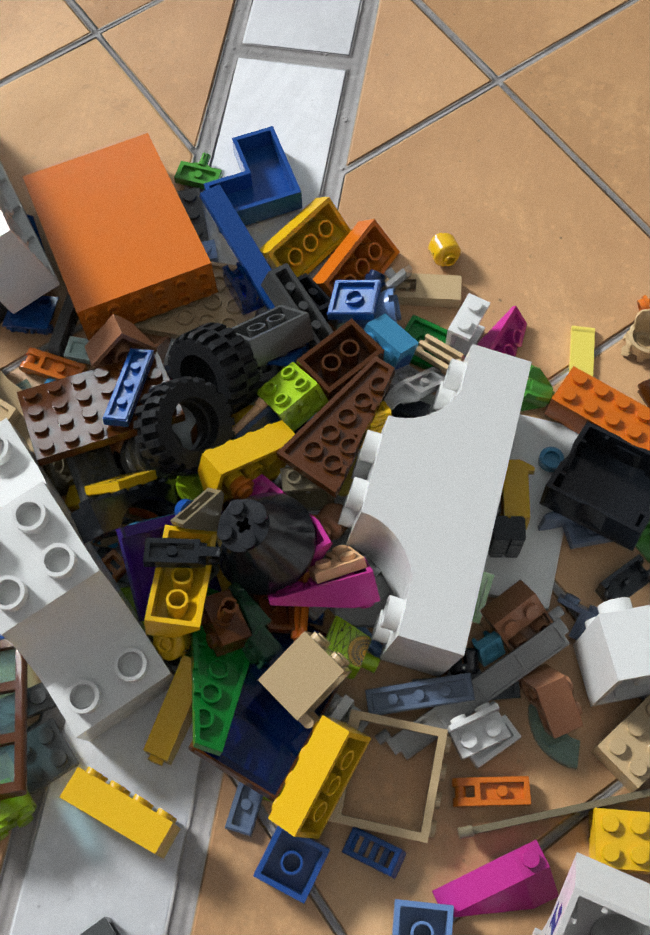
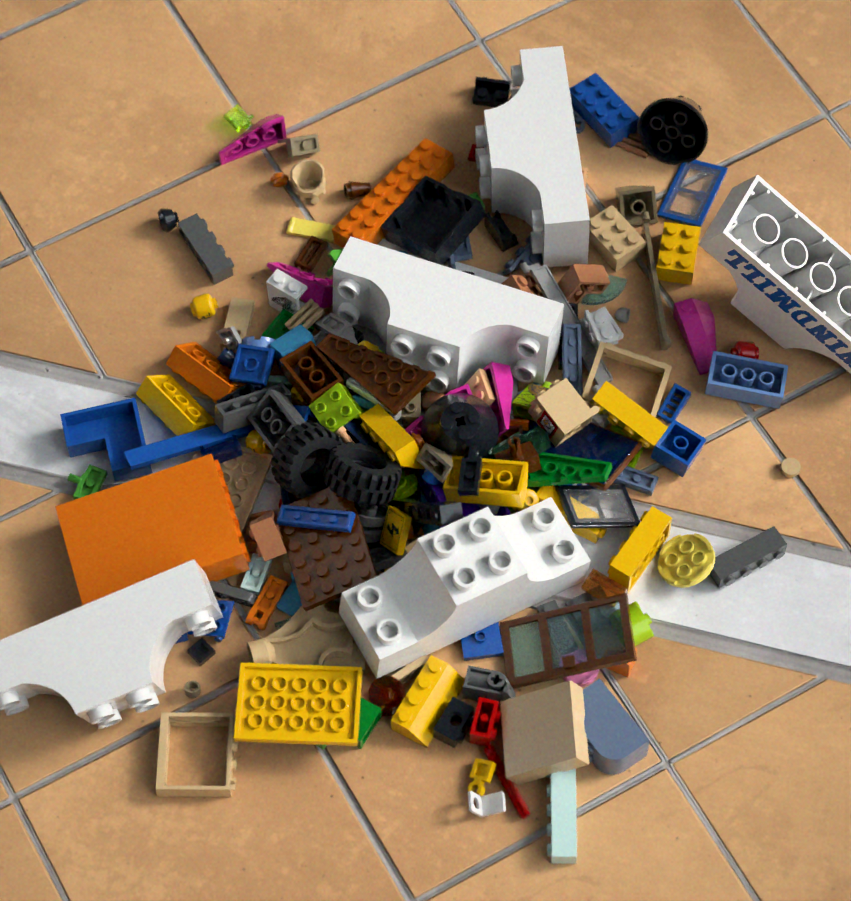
camera: 85 degrees left, 5 degrees down
(64, 763) = (601, 585): none -> clear orange panel
(110, 884) = (686, 560): none -> light yellow tile
(167, 733) = (594, 508): none -> clear door
(492, 791) = (639, 329): orange plate -> none
(514, 765) = (622, 314): none -> light grey hinge
(527, 241) = (206, 249): none -> dark grey brick
(543, 360) = (310, 267): none -> reddish brown tile
(560, 196) = (168, 219): none -> black cone

